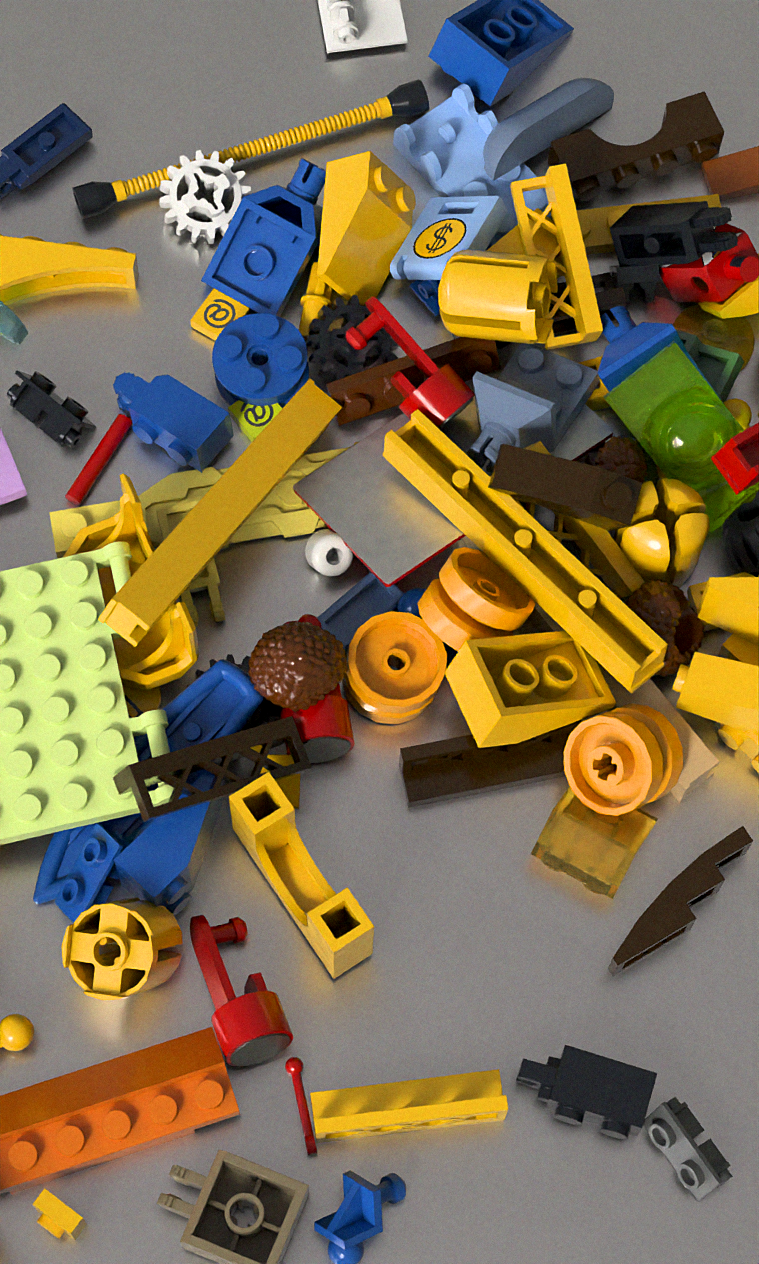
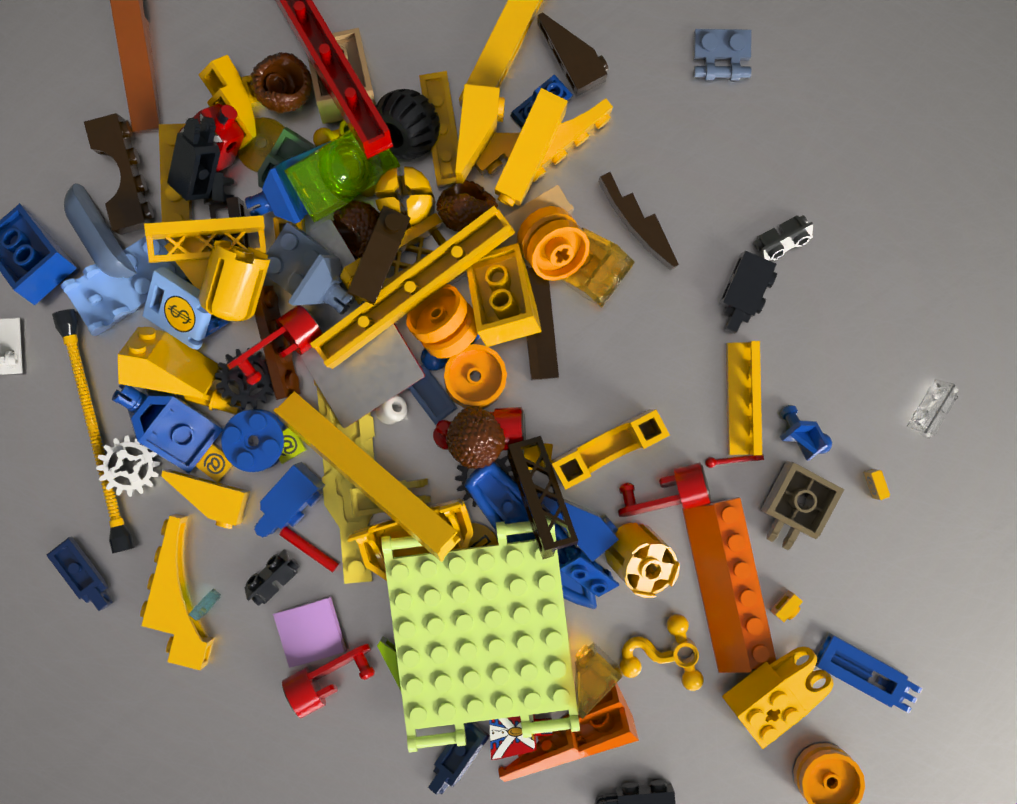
camera: 80 degrees left, 20 degrees up
(163, 316) = (213, 499): none -> yellow slope

